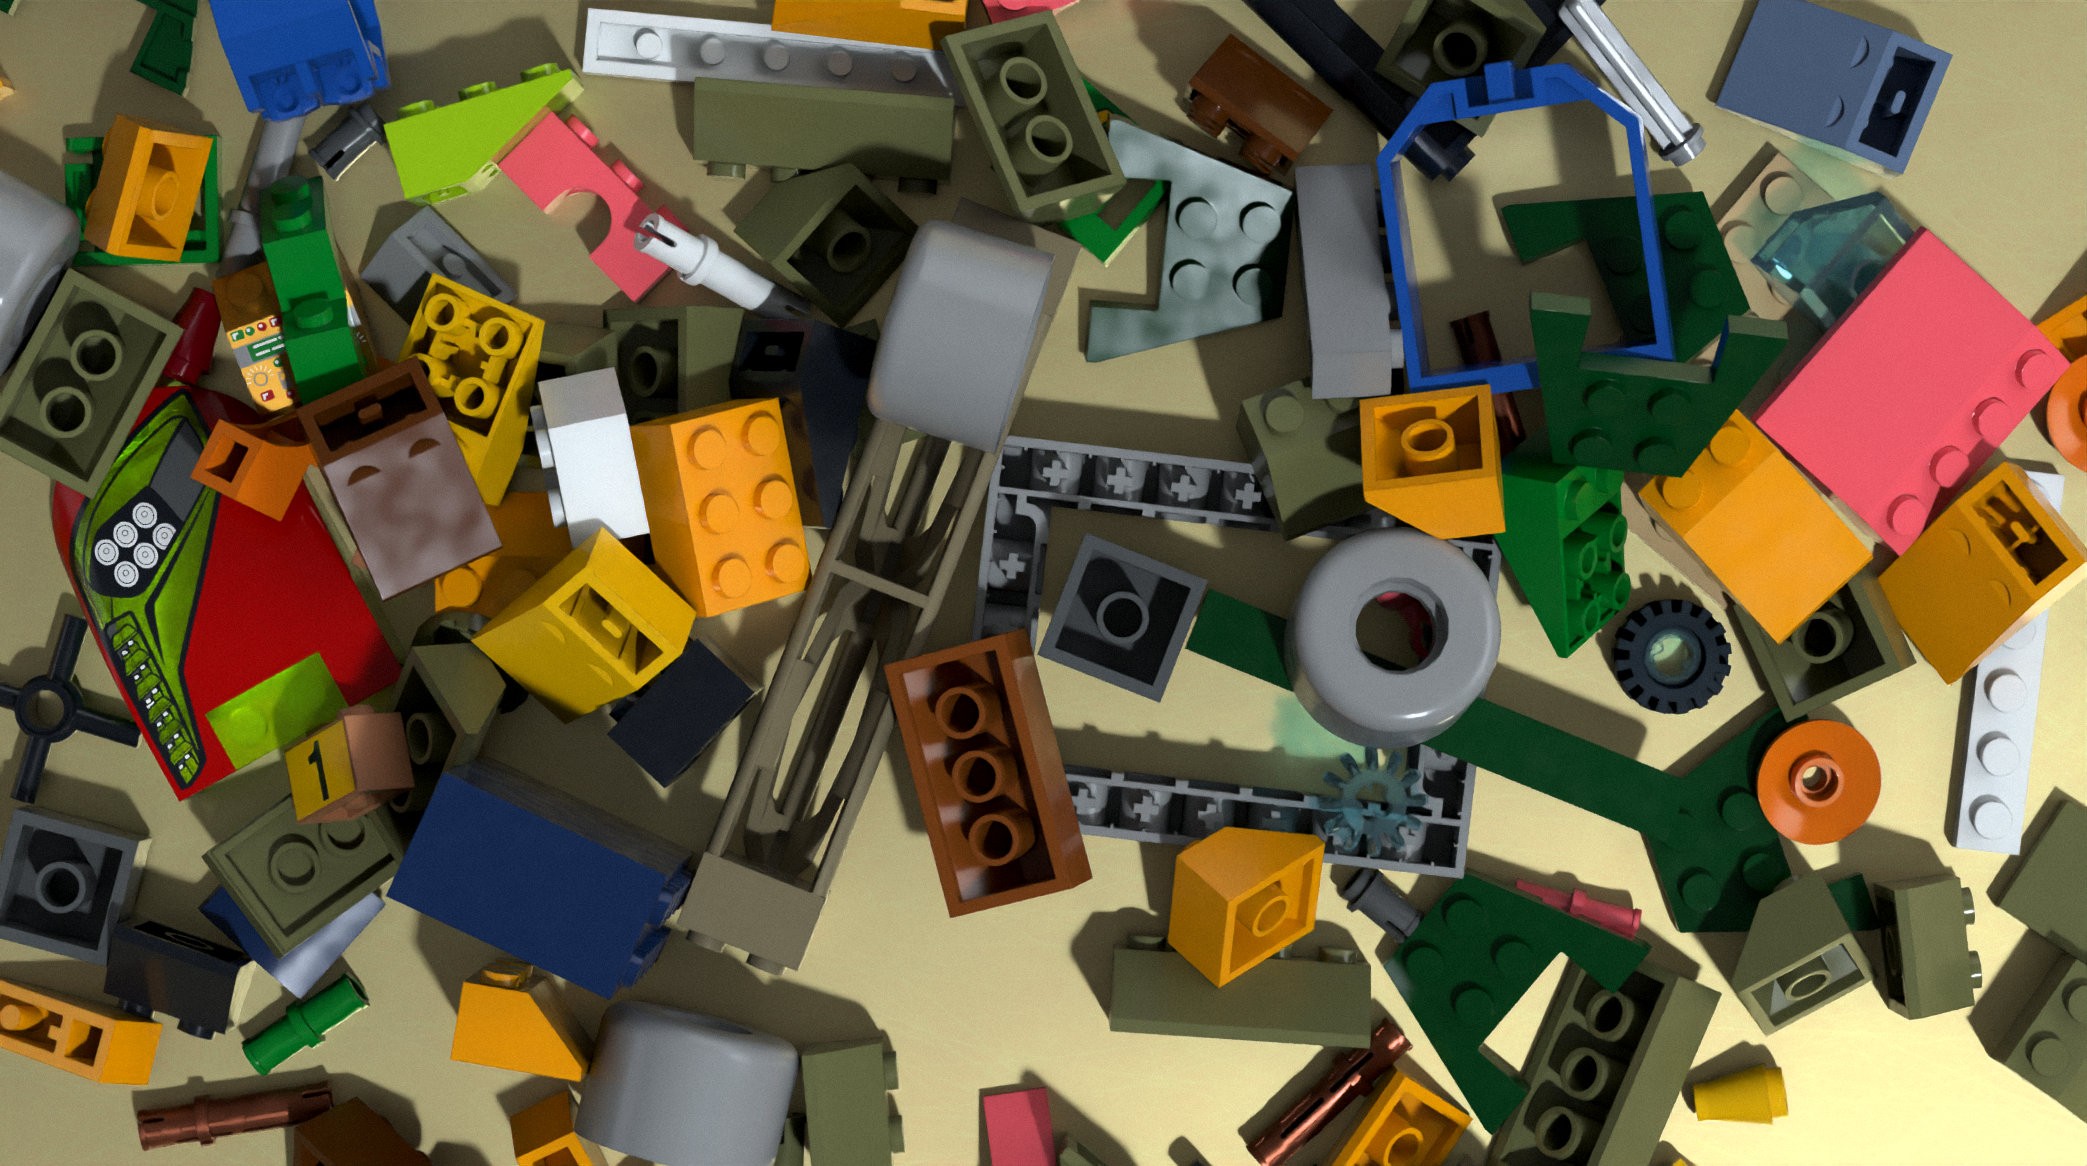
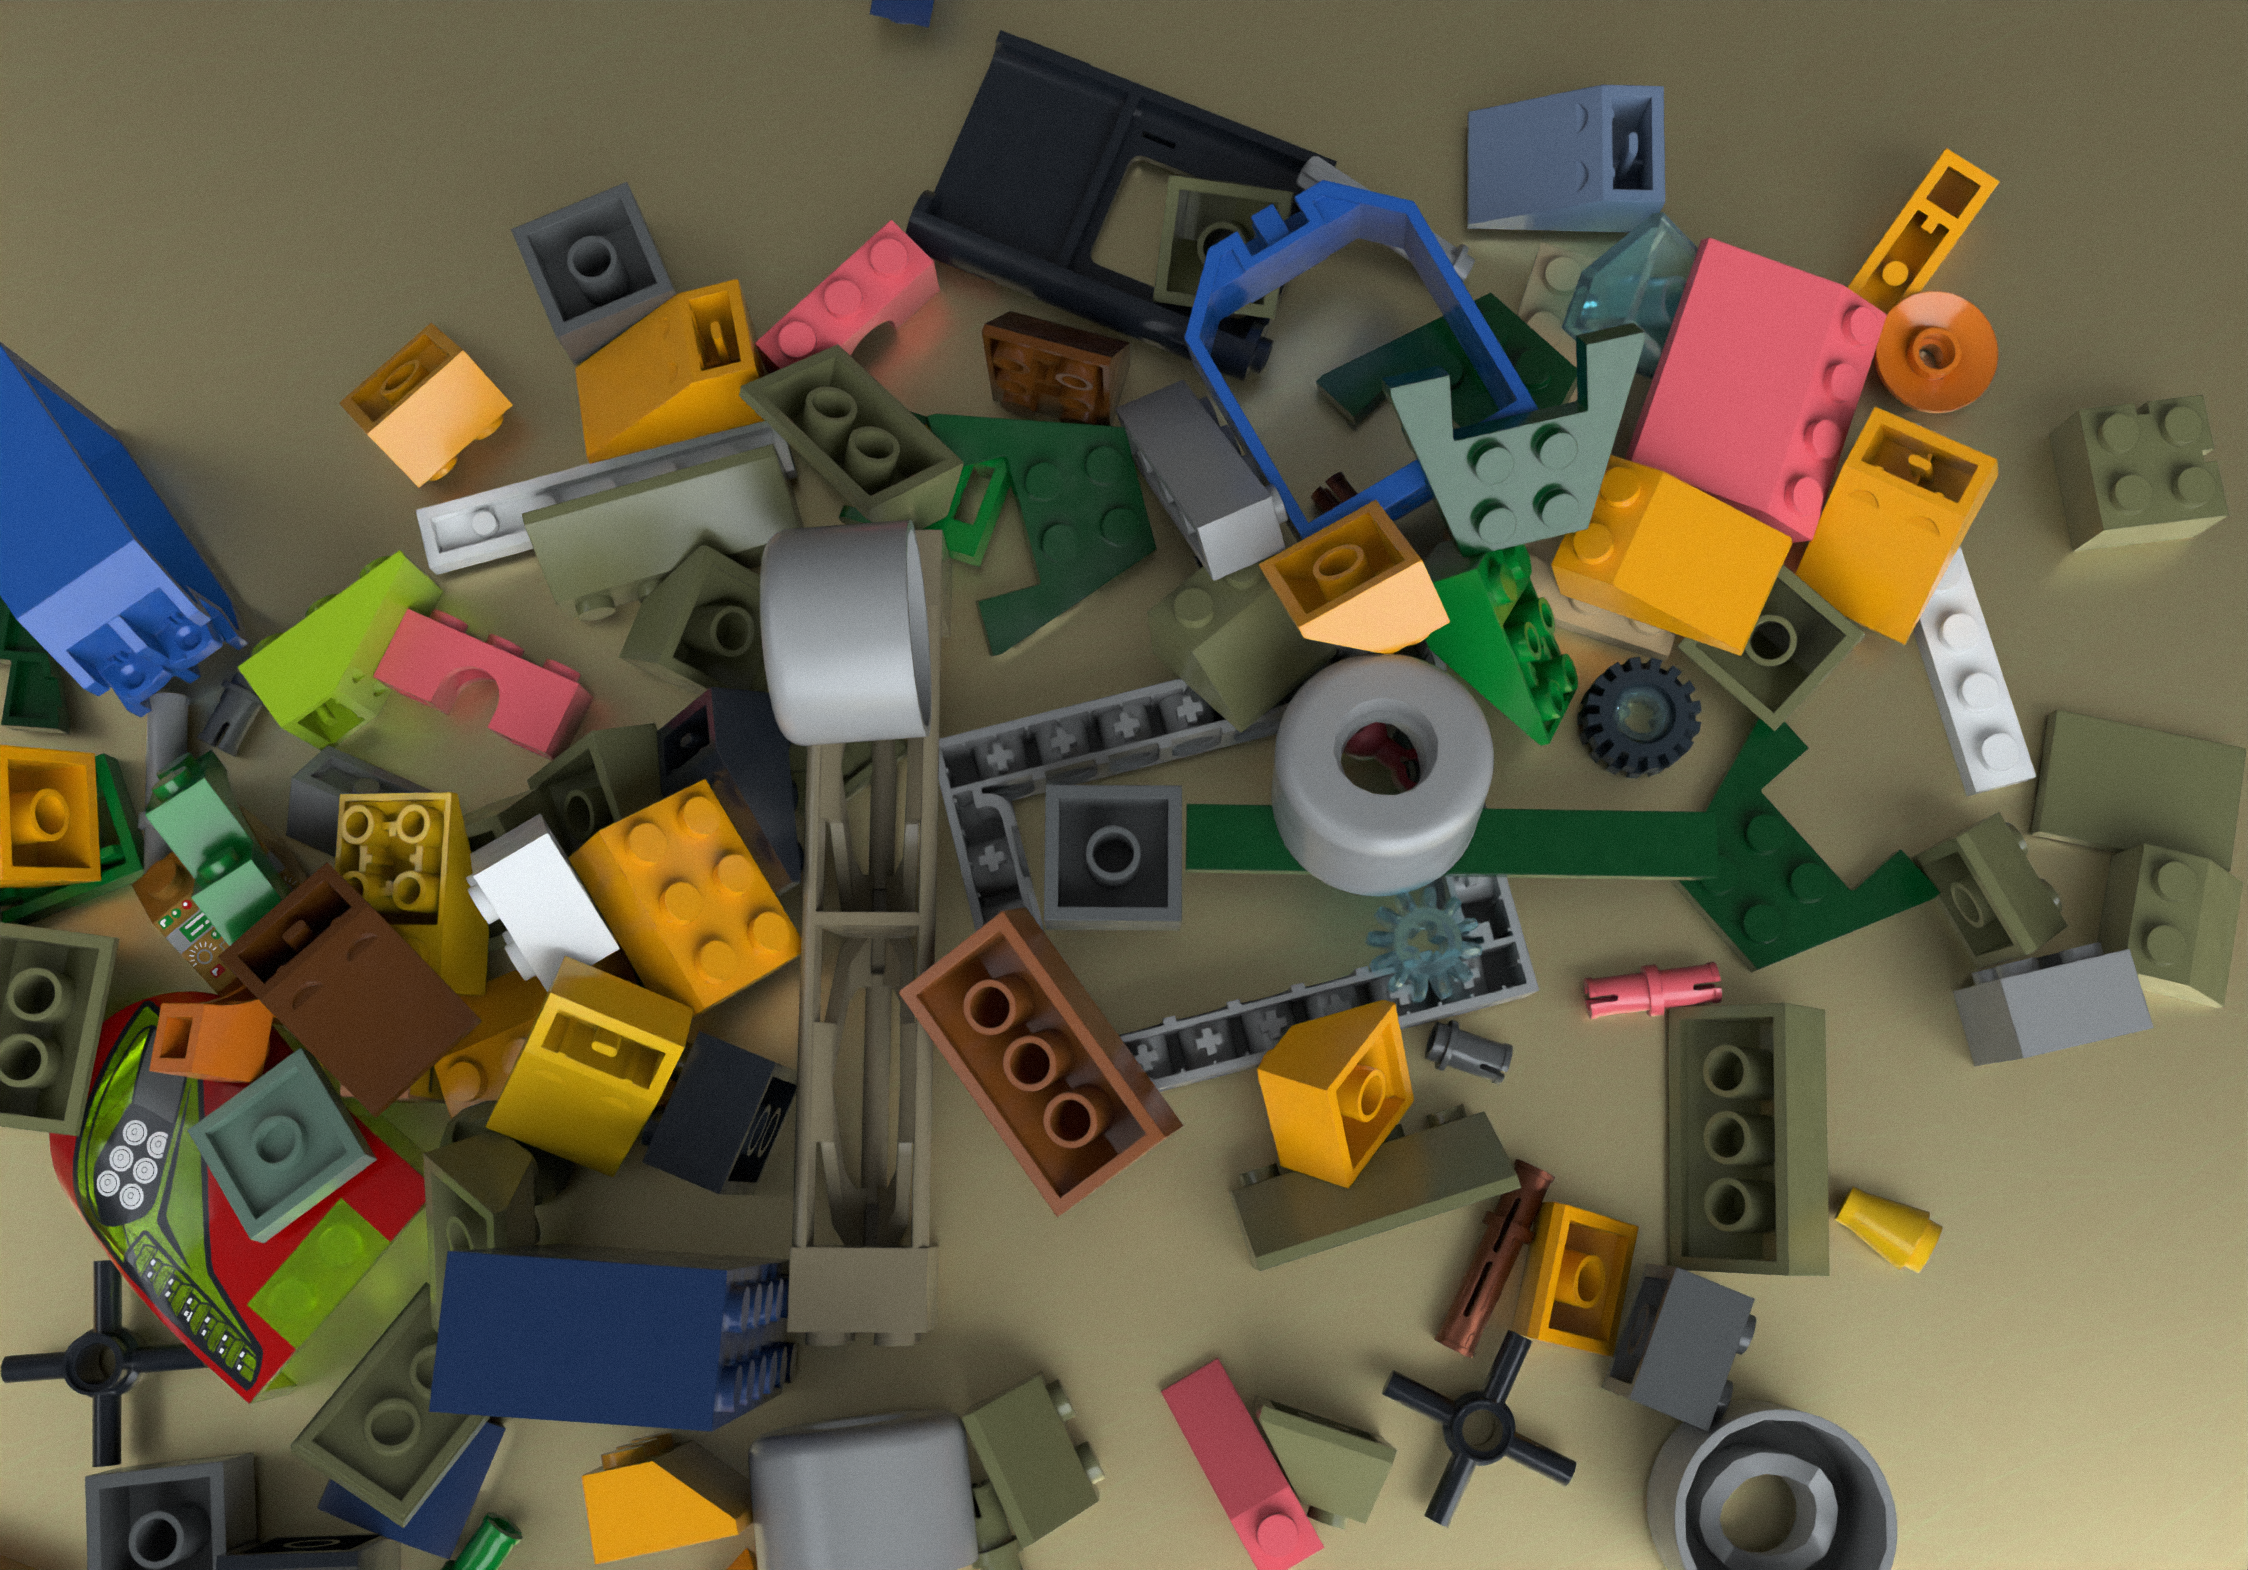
camera: 20 degrees left, 10 degrees down
(197, 345) = (140, 955): dark red cone -> none
(284, 586) = (281, 1145): none -> sand green plate
(349, 766) = (400, 1300): nougat brick -> none
(701, 262) = (593, 690): white pin -> none
(1478, 960) = (1582, 1069): dark green wing -> none
(1743, 1097) = (1887, 1102): yellow cone -> none
(1798, 954) = (1884, 939): olive slope -> none
(1839, 799) = (1848, 772): orange dish -> none
(1925, 1072) = (2051, 1004): none -> light grey brick

